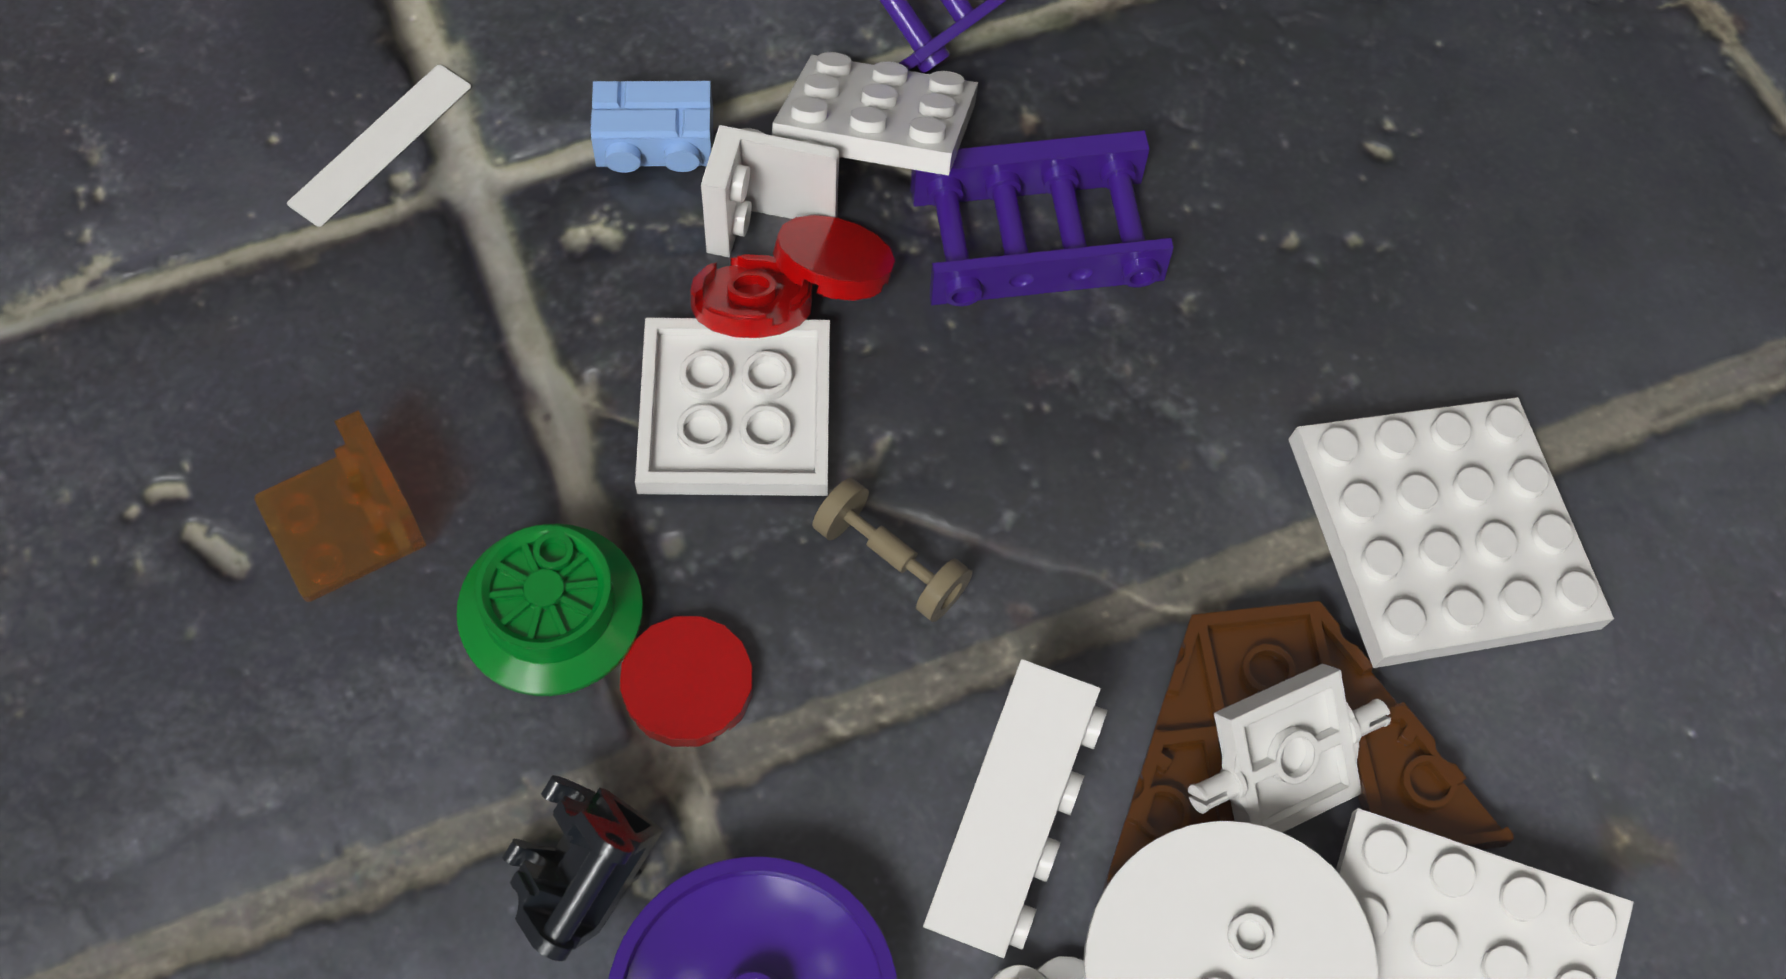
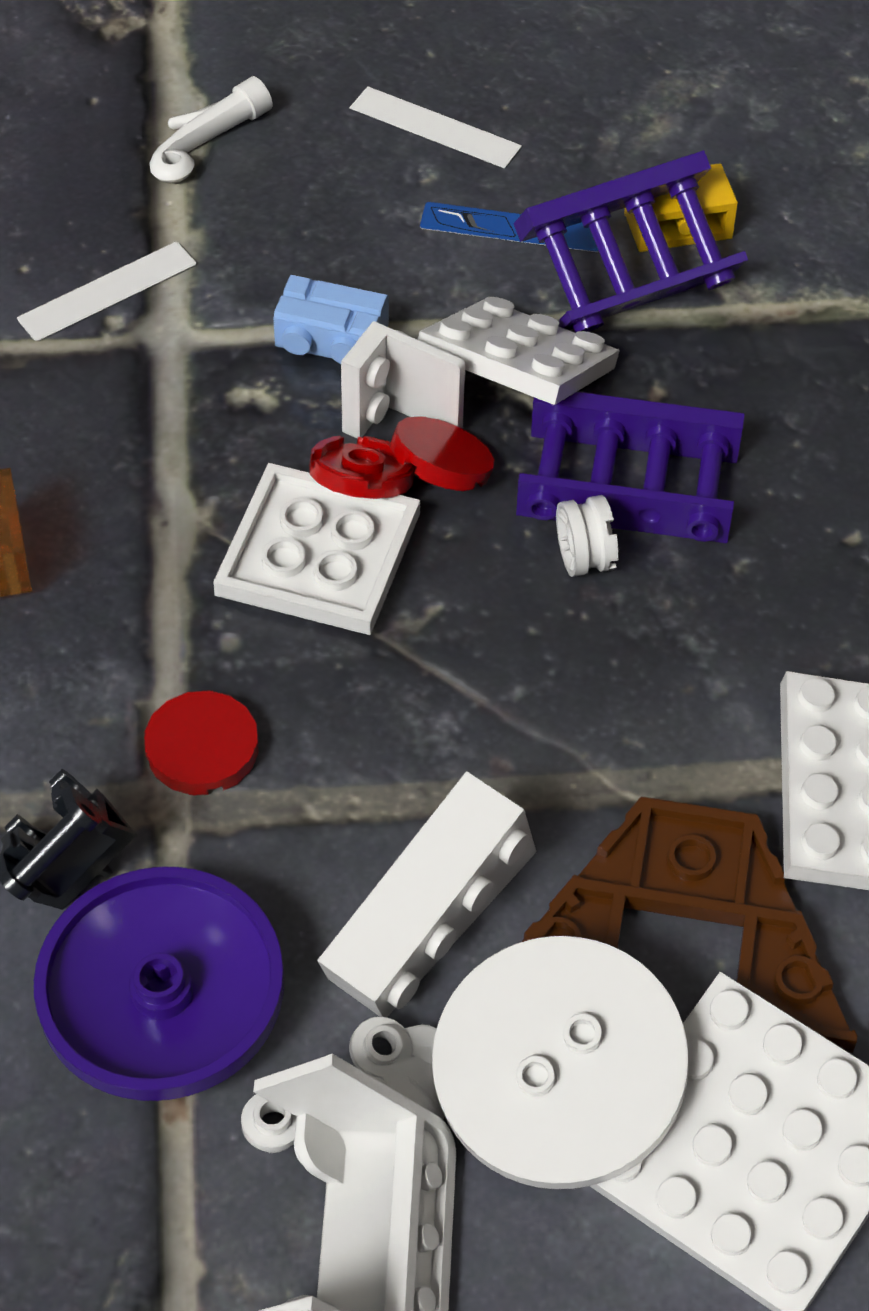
camera: 20 degrees right, 10 degrees down
(549, 609) = (110, 656): green wheel -> none
(843, 509) = (376, 646): dark tan wheel -> none
(1026, 317) = (586, 535): none -> white wheel
(1289, 751) = (678, 912): white plate -> none

